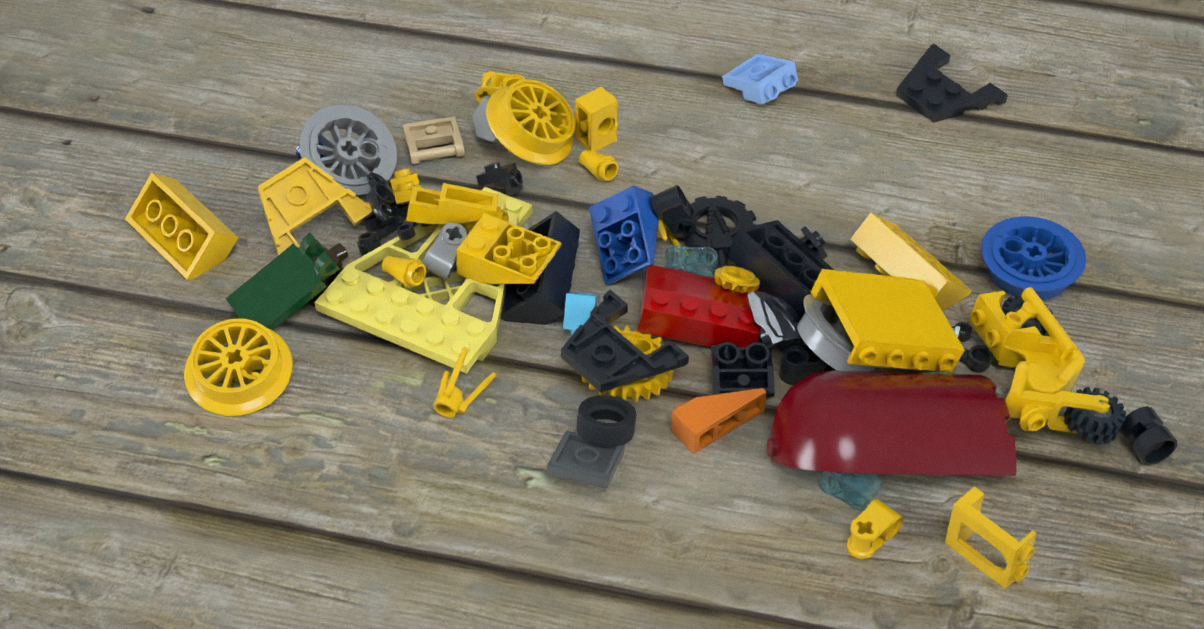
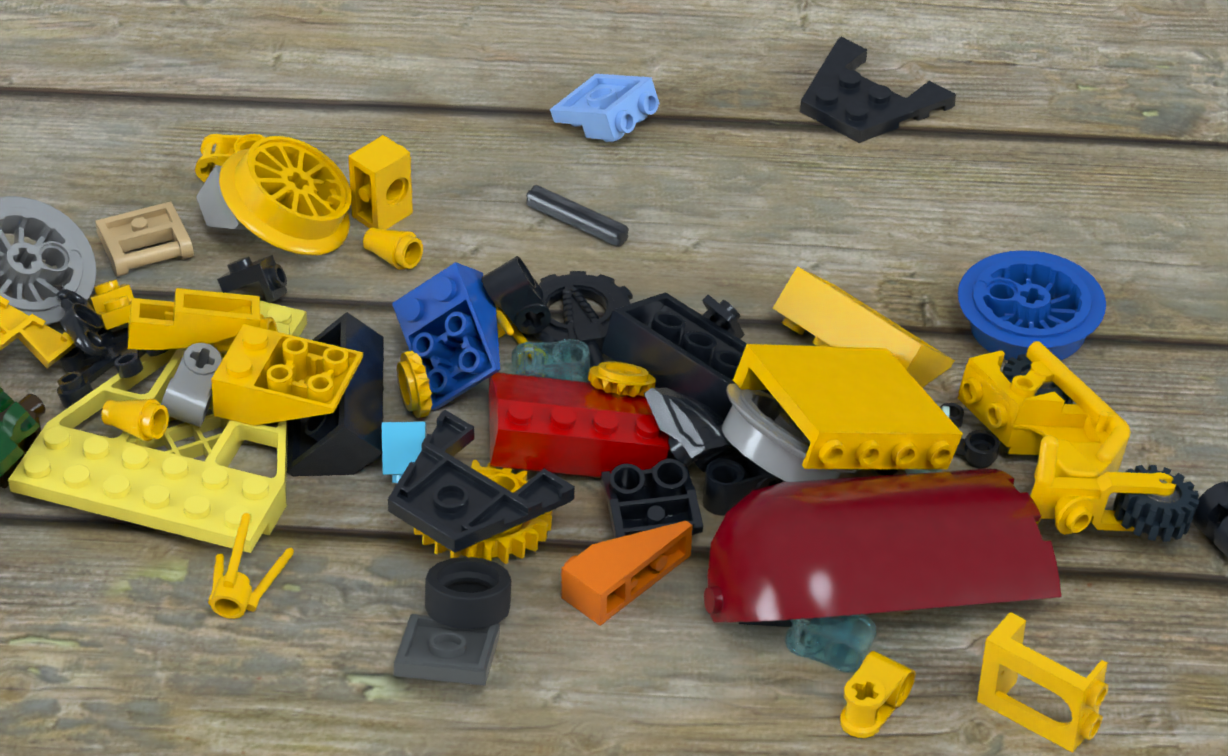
camera: 10 degrees left, 5 degrees down
(595, 266) = (414, 384): none -> yellow gear
(728, 155) = (577, 215): none -> black axle

